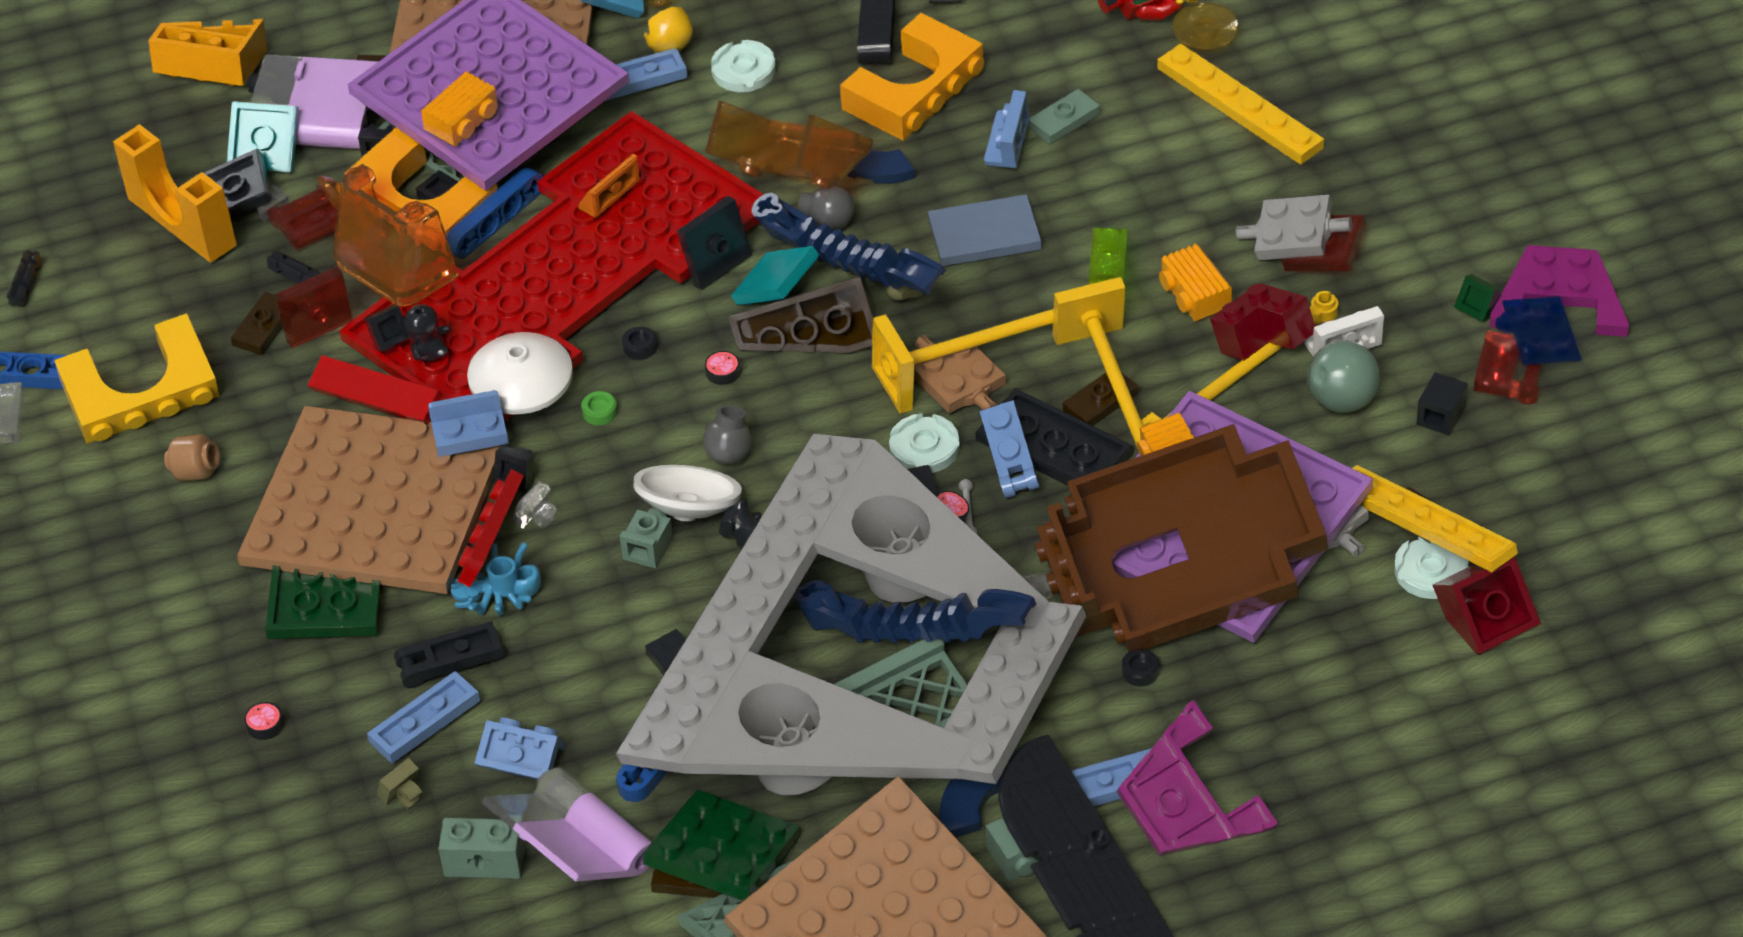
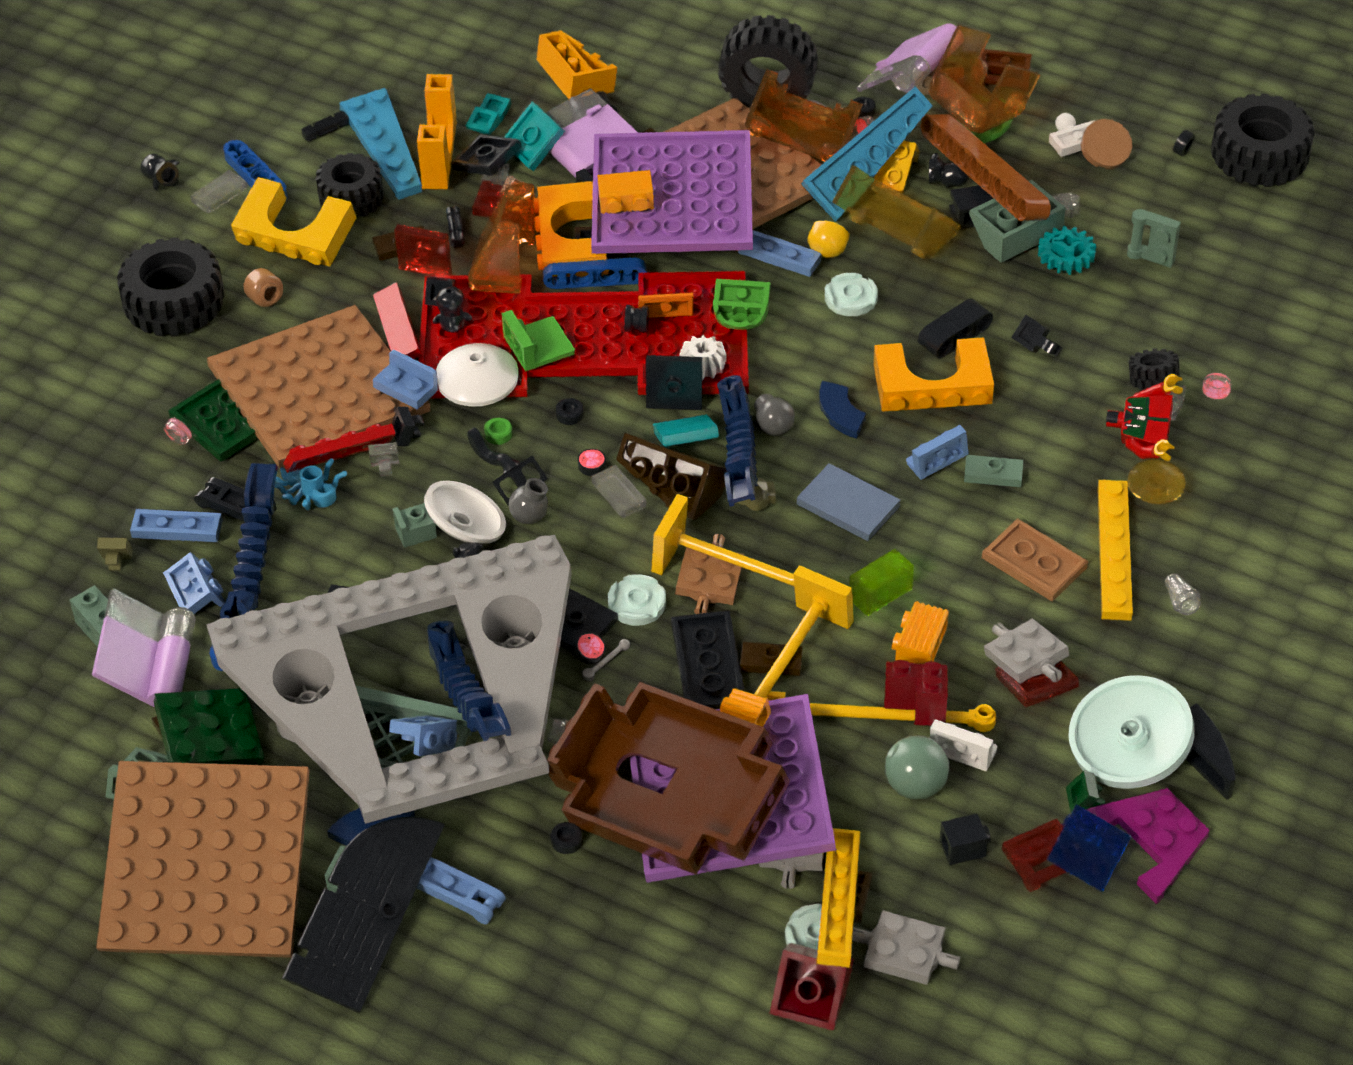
camera: 45 degrees right, 0 degrees up
(102, 248) = (380, 133): none -> dark azure wing
(107, 556) = (173, 309): none -> black tyre
(138, 301) = (352, 180): none -> black tyre
(179, 152) = (489, 114): none -> teal slope
(263, 720) = (108, 460): tile -> none
(299, 640) = (177, 431): none -> clear tile
(491, 633) = (253, 545): none -> dark blue piece
(538, 302) = (536, 342): none -> bright green bracket
(604, 215) = (636, 318): none -> black wheel
(667, 422) = (511, 467): none -> black piece
(674, 136) = (741, 303): none -> bright green slope
(705, 194) = (711, 351): none -> white gear
(781, 372) = (619, 491): none -> clear tile
(810, 151) = (789, 357): clear orange windscreen -> none
(926, 673) = (429, 733): none -> medium blue bracket
(1009, 448) = (670, 643): medium blue plate -> none
(1173, 801) = (461, 929): magenta wing -> none
(1191, 159) = (1034, 559): none -> medium nougat tile
(1341, 96) = (1182, 595): none -> clear cone
(1454, 221) = (1131, 731): none -> light aqua dish
(1514, 513) = (905, 947): none -> light grey plate
(1520, 193) = (1210, 754): none -> black slope

